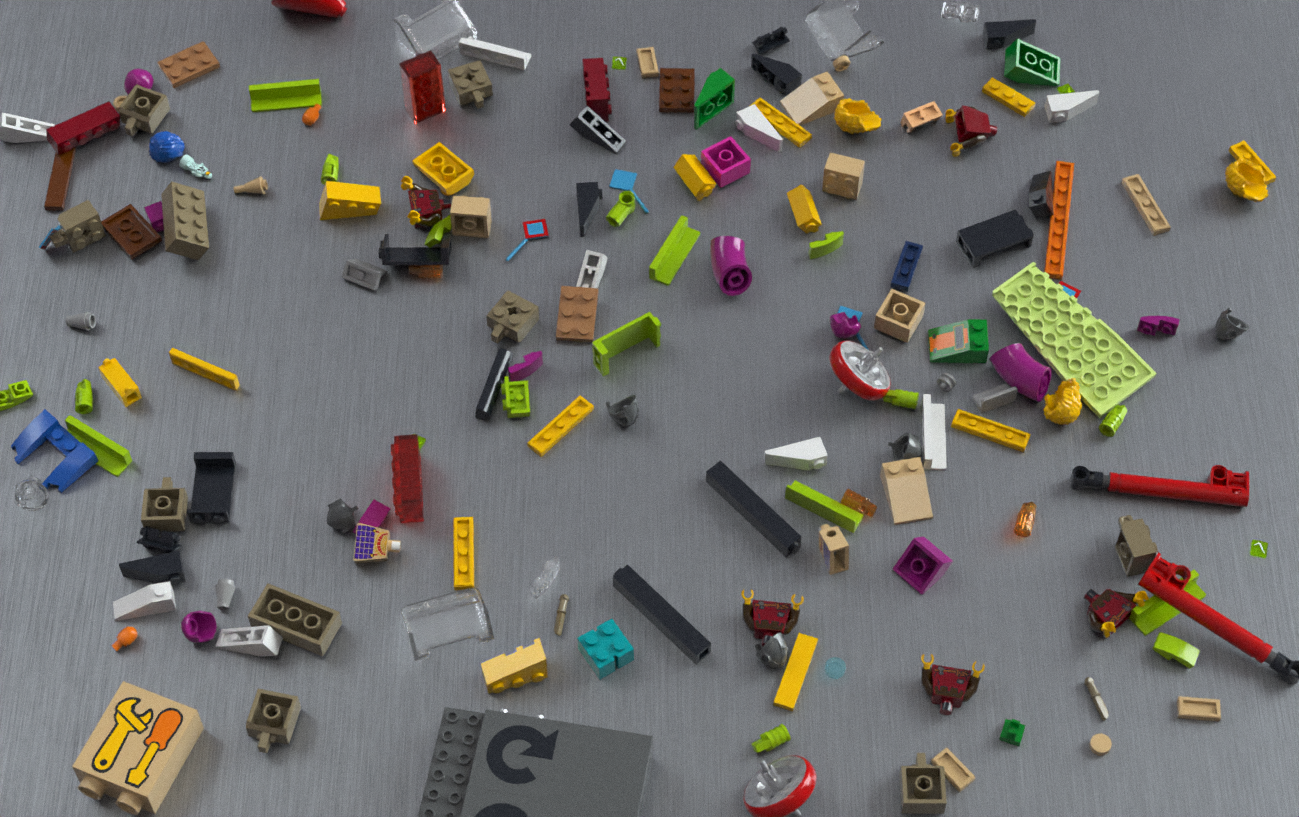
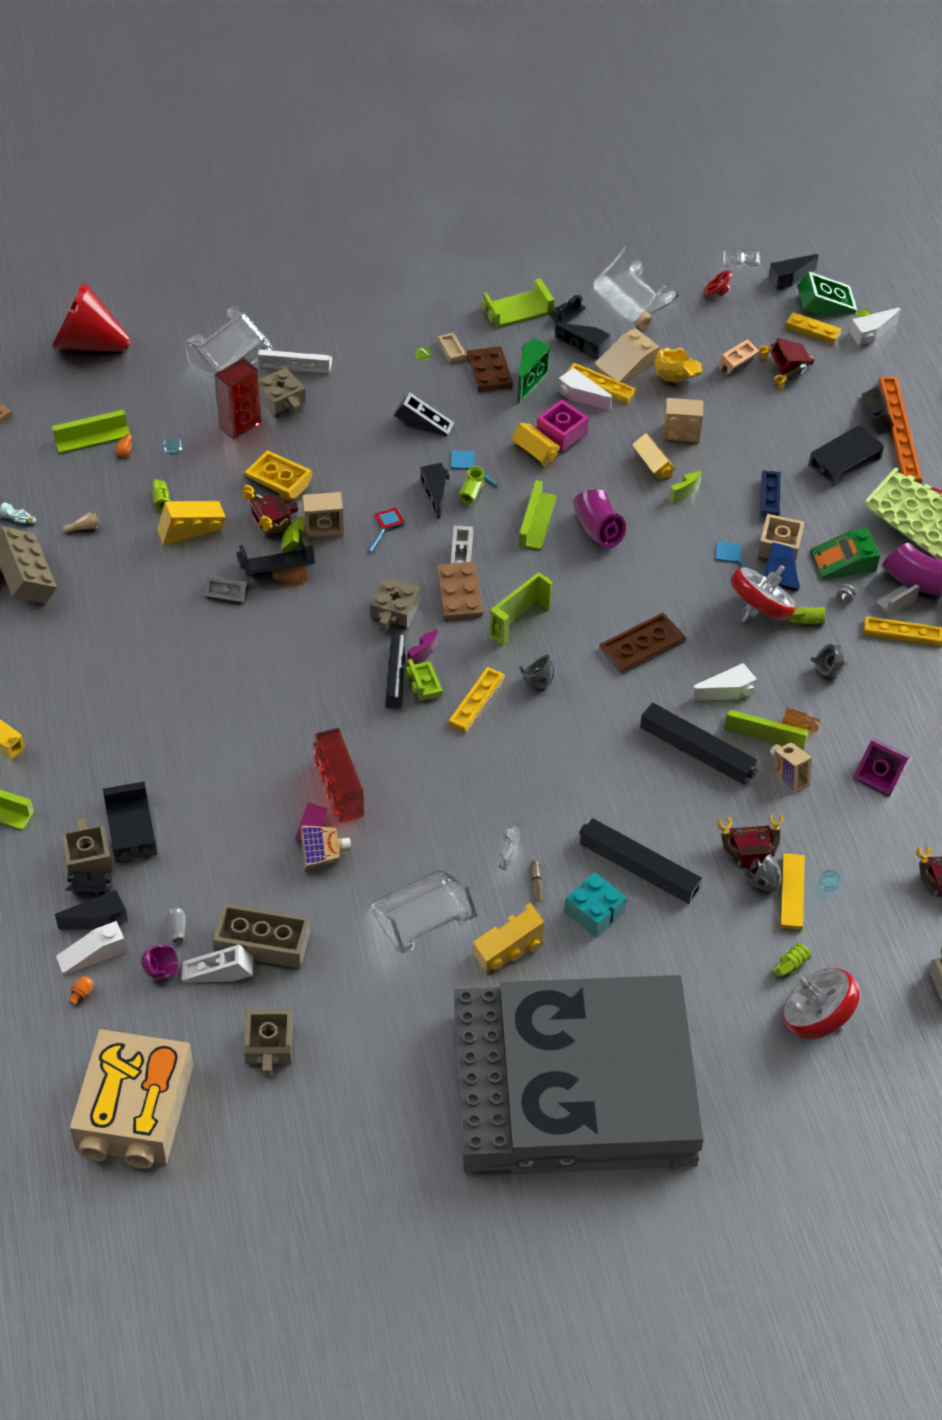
camera: 15 degrees left, 5 degrees down
(204, 369) = (86, 706): yellow tile -> none
(341, 516) = (278, 824): dark grey helmet -> none
(356, 121) = (172, 445): none -> clear light blue tile
(463, 552) = (416, 839): yellow tile -> none
(596, 87) = (410, 375): dark red wedge -> none
(725, 29) = (520, 306): none -> lime panel
(734, 397) = (642, 643): none -> reddish brown tile
(843, 326) = (730, 558): magenta hair -> none
(892, 342) = (783, 555): none -> blue wing
(906, 490) = (842, 699): tan slope -> none
(927, 36) = (719, 284): none -> red piece
(933, 434) = (847, 637): white panel -> none

